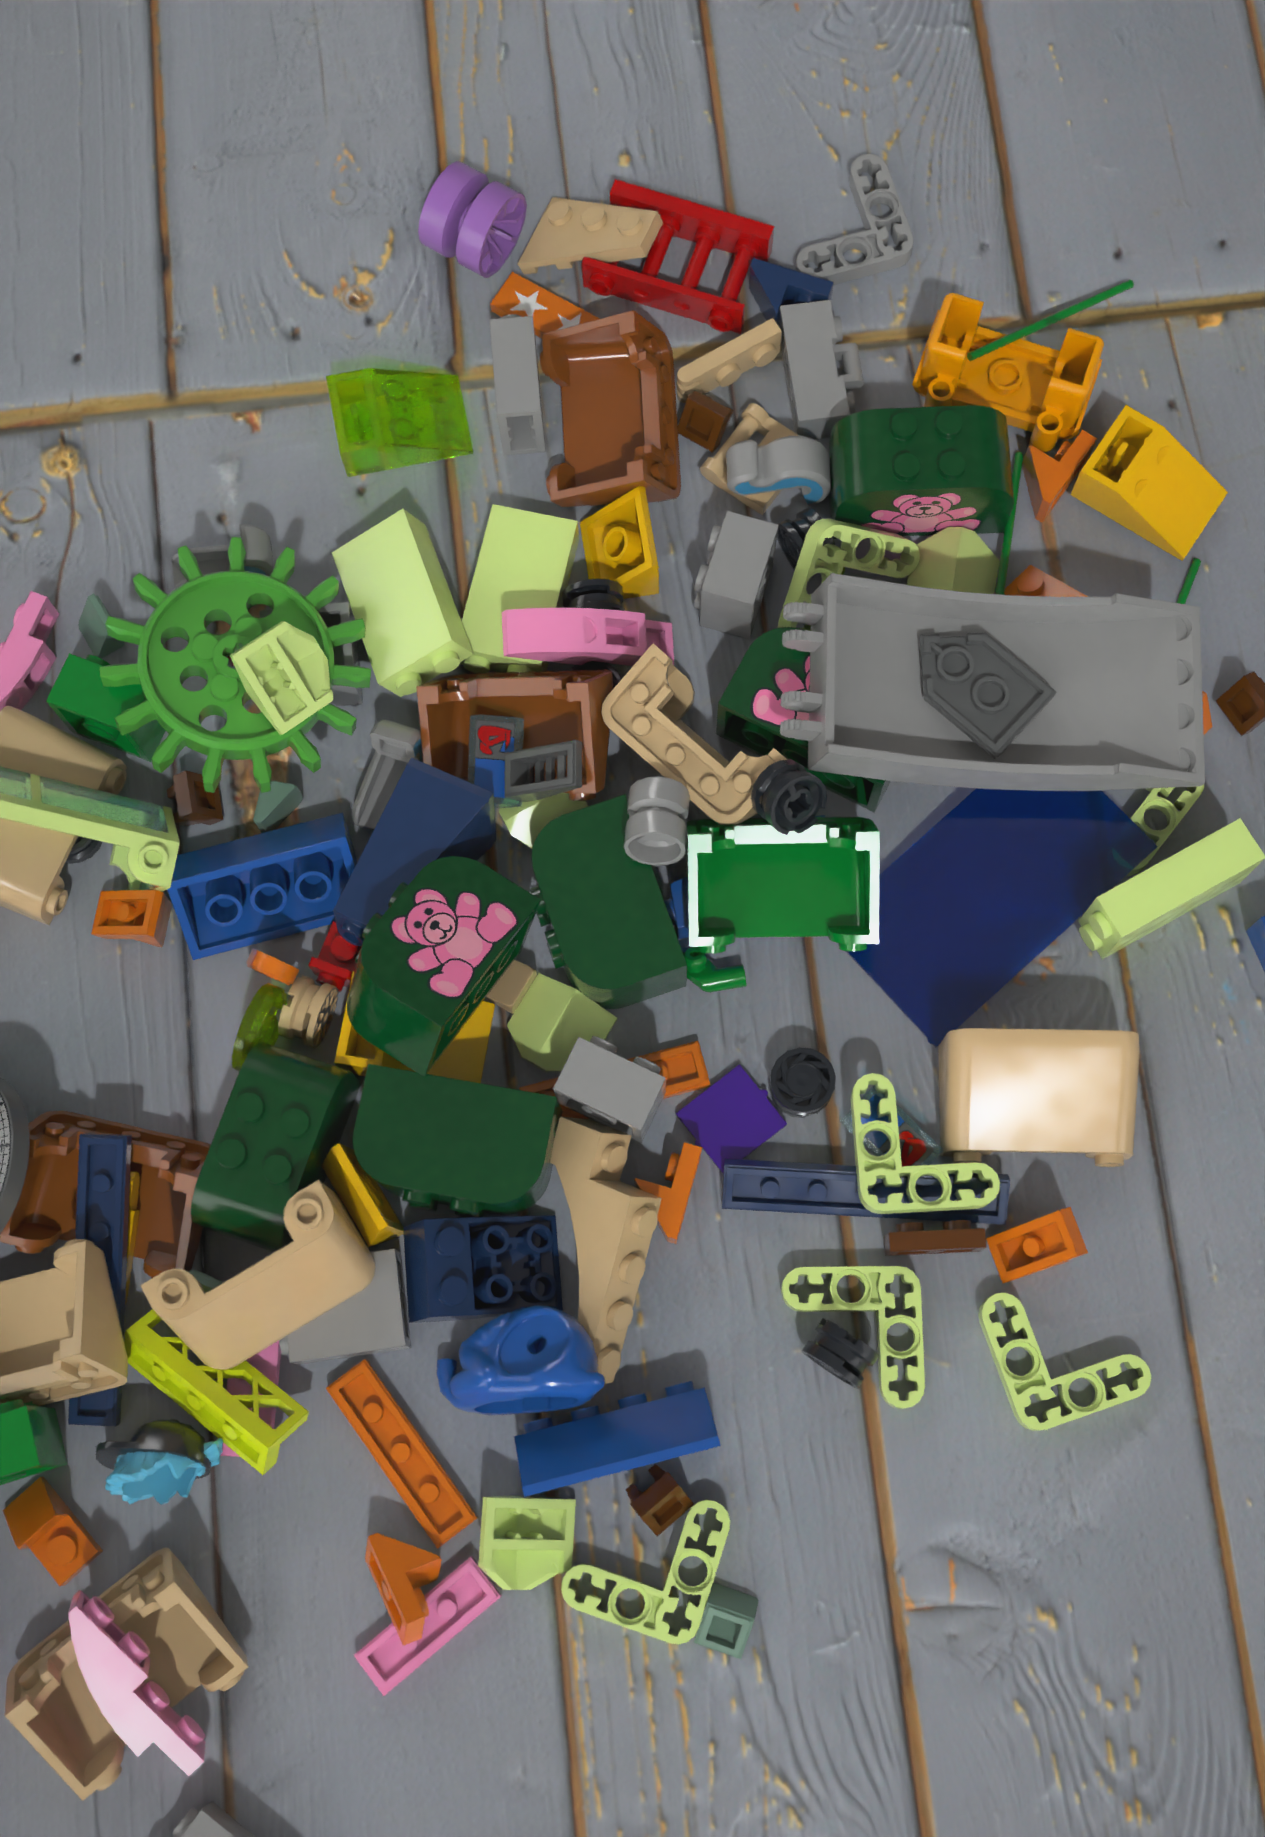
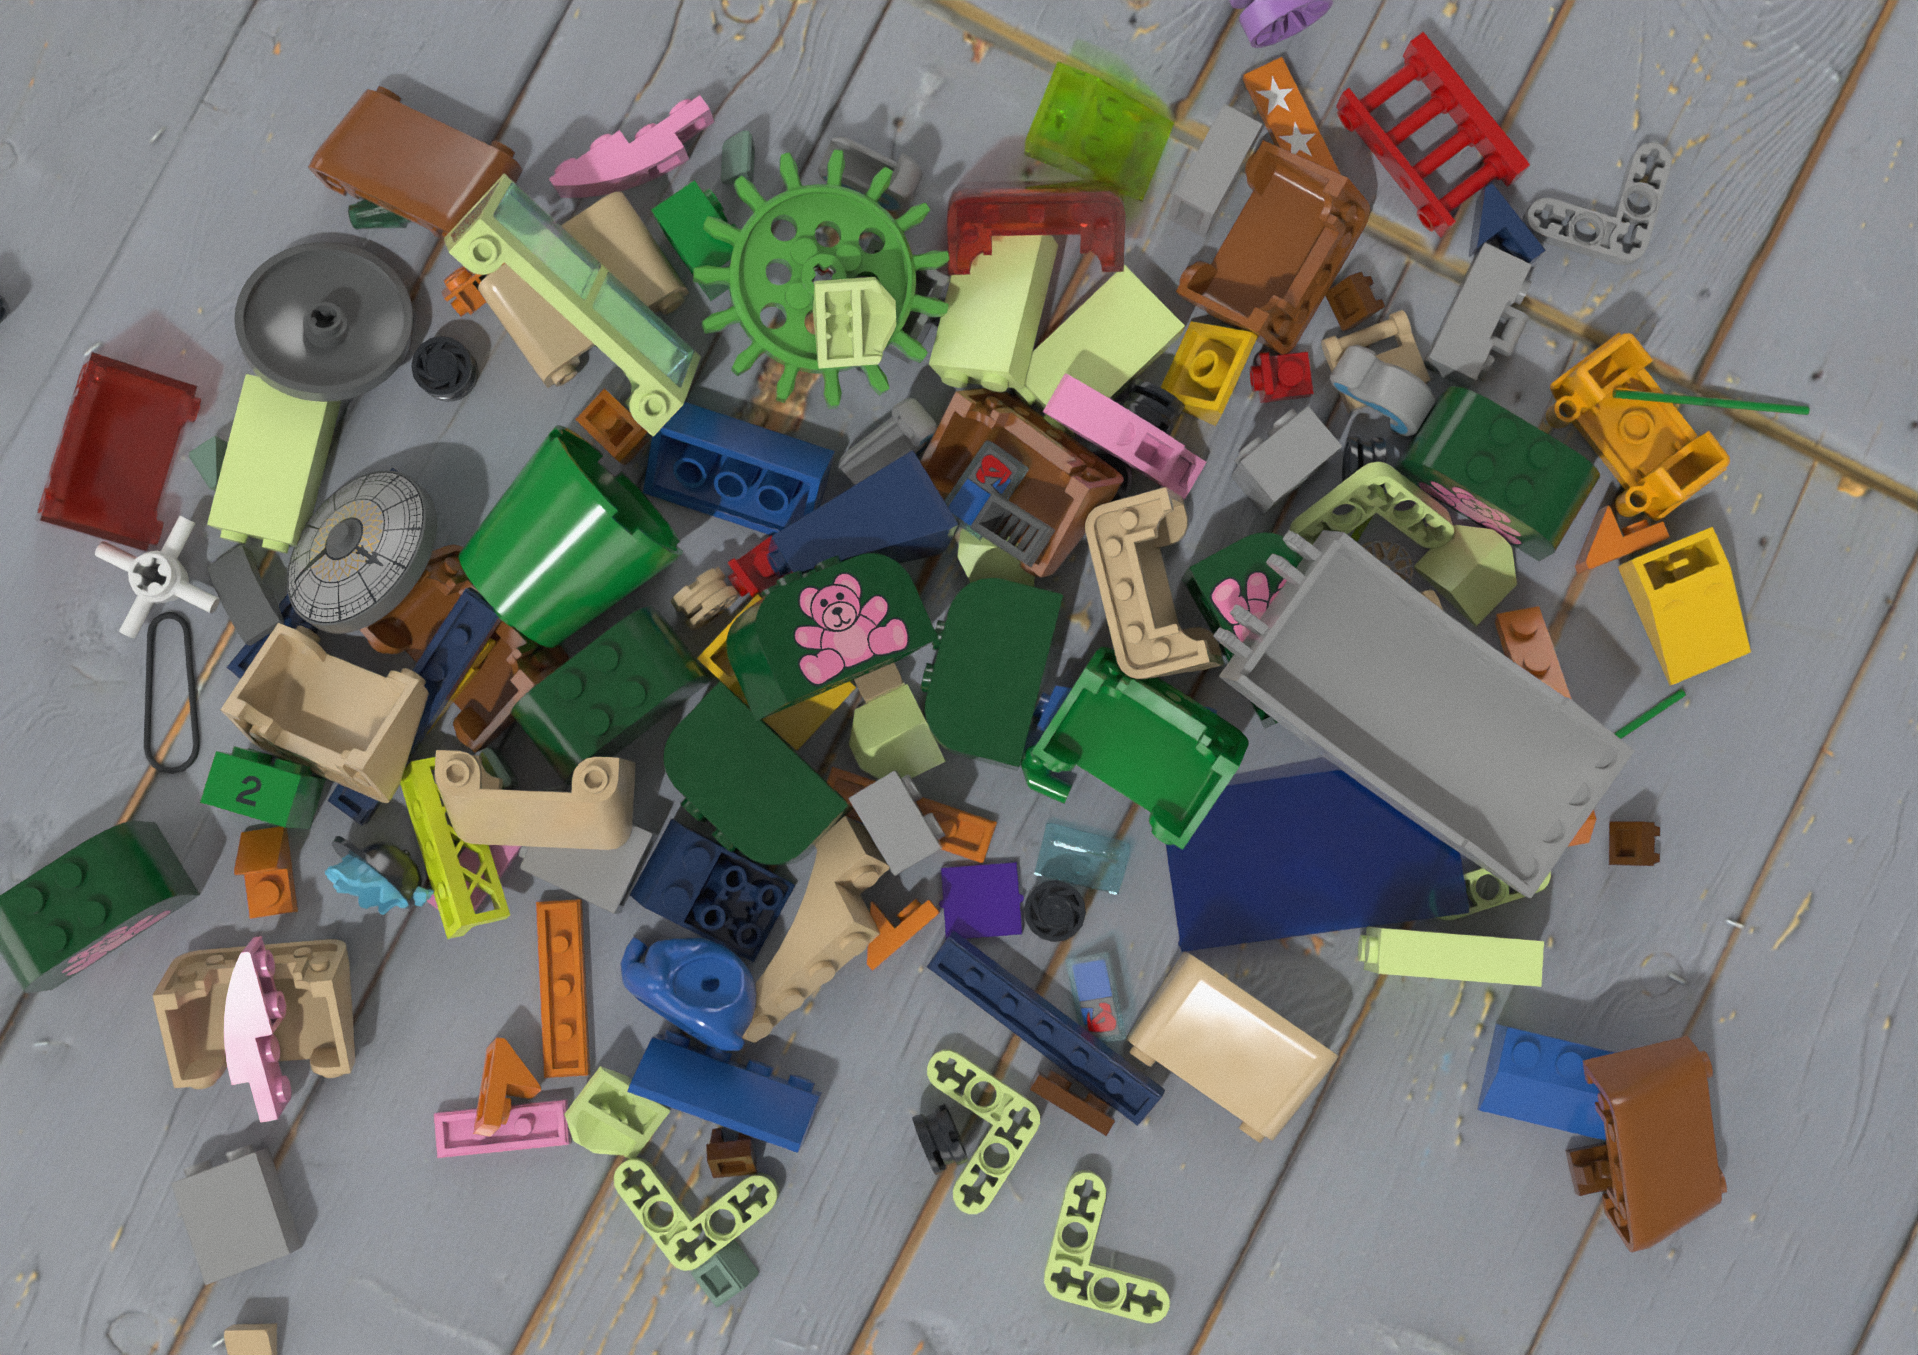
camera: 35 degrees right, 10 degrees up
(145, 1037) = (566, 541): none -> green cone
(193, 801) = (721, 359): reddish brown tile -> none
(258, 1022) = (658, 588): clear neon green tile -> none
(272, 967) = (698, 545): orange tile -> none
(276, 805) = (778, 412): sand green slope -> none
(361, 1196) = (652, 786): yellow slope -> none
(432, 467) = (1035, 208): none -> clear red windscreen
(589, 230) = (1370, 64): tan wing -> none
(657, 821) = (1074, 632): light grey wheel -> none
(686, 518) = (1281, 377): none -> red bracket
(730, 360) = (1408, 261): tan hinge -> none
(788, 796) = (1188, 687): black wheel -> none
(795, 1022) = (1082, 858): none -> clear light blue slope
(890, 1167) = (1074, 1025): yellowish green beam -> none
(981, 688) = (1407, 698): dark grey tile -> none
(1008, 531) = (1537, 569): green piece -> none
(1037, 1245) = (1148, 1159): orange slope -> none

